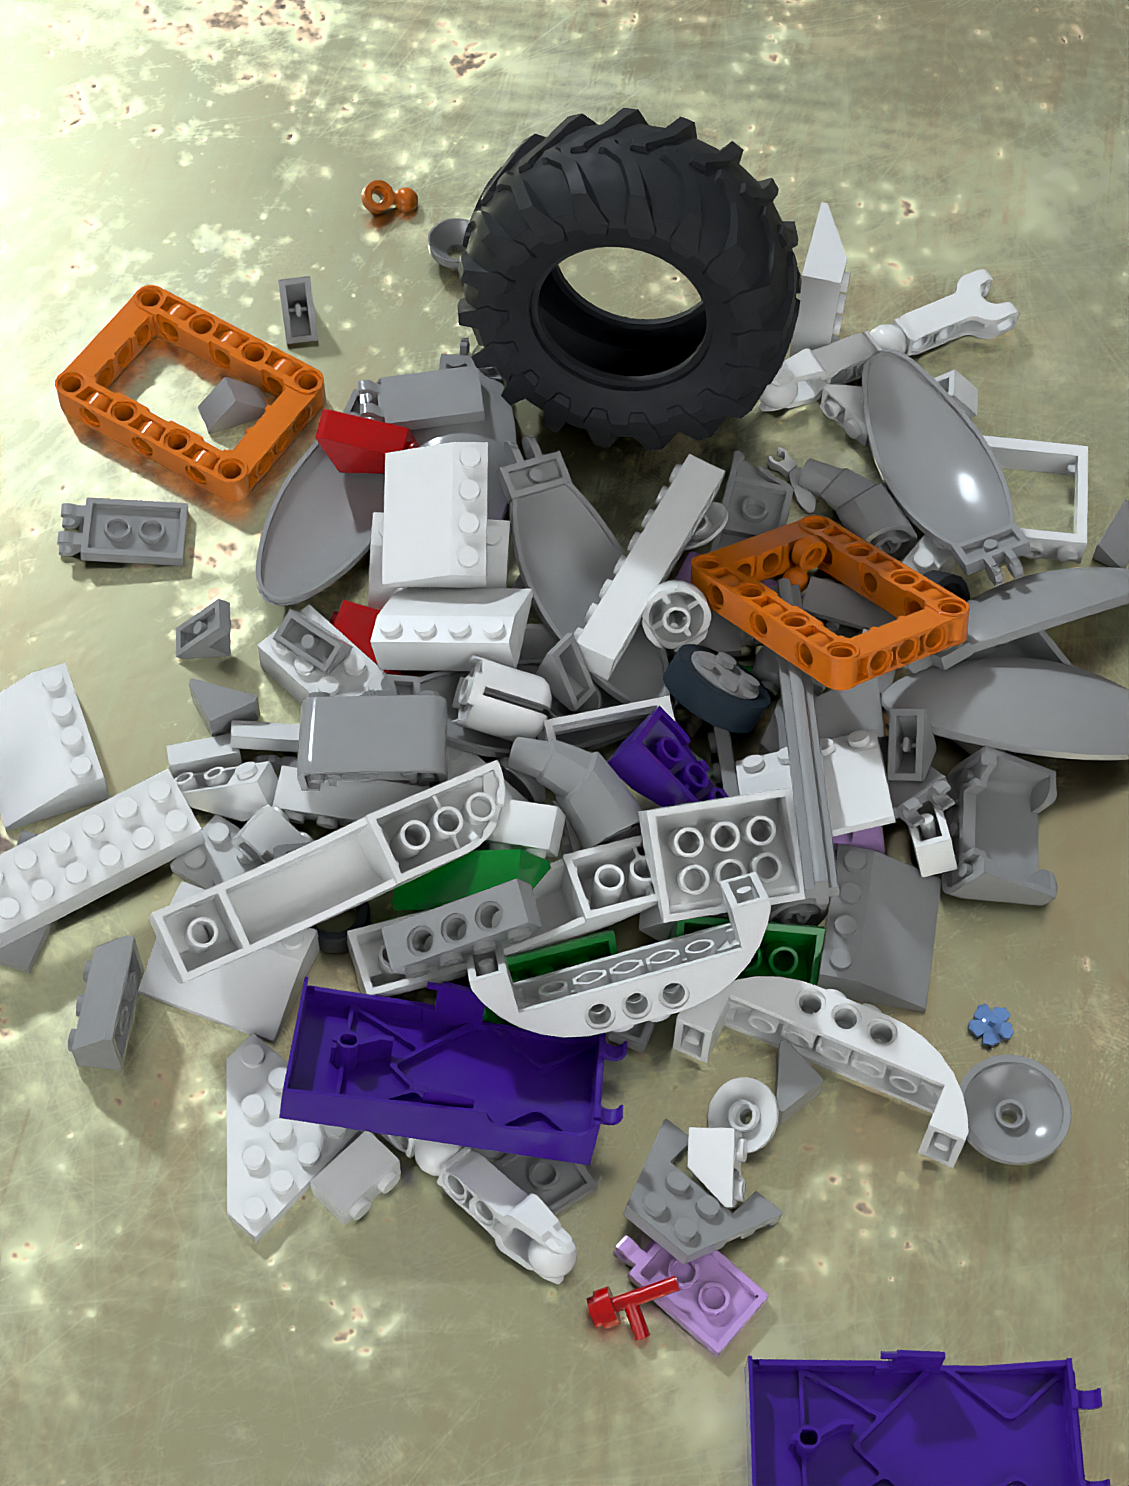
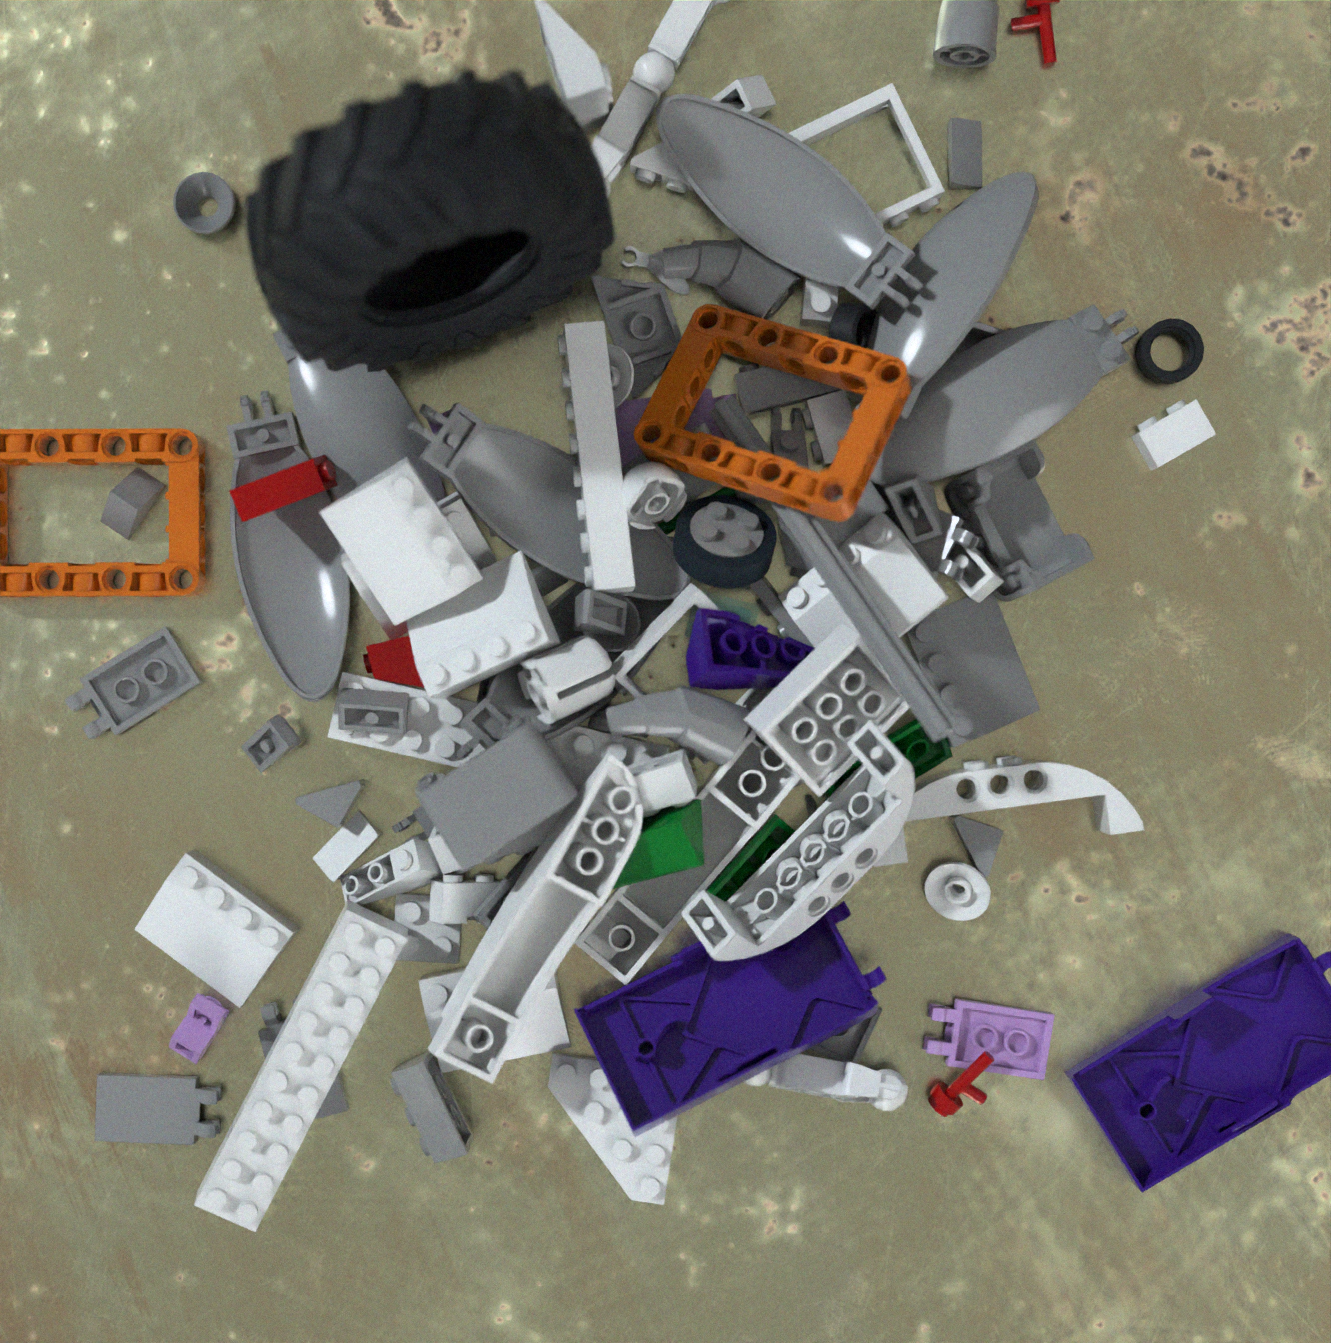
camera: 30 degrees left, 30 degrees up
(264, 736) = (386, 804): white tile -> none
(298, 309) = (118, 370): light grey slope -> none
(356, 1178) = (705, 1125): white brick -> none
(404, 199) = (120, 176): orange plate -> none
(407, 937) = (702, 873): light grey brick -> none
(424, 398) = (297, 409): light grey tile -> none
(681, 1212) = (958, 999): light grey wing -> none
(716, 1160) = (960, 943): white slope -> none
(807, 555) = (720, 361): orange plate -> none
(991, 1025) = (1095, 690): medium blue plant -> none
(1027, 1094) = (1177, 768): light grey dish -> none

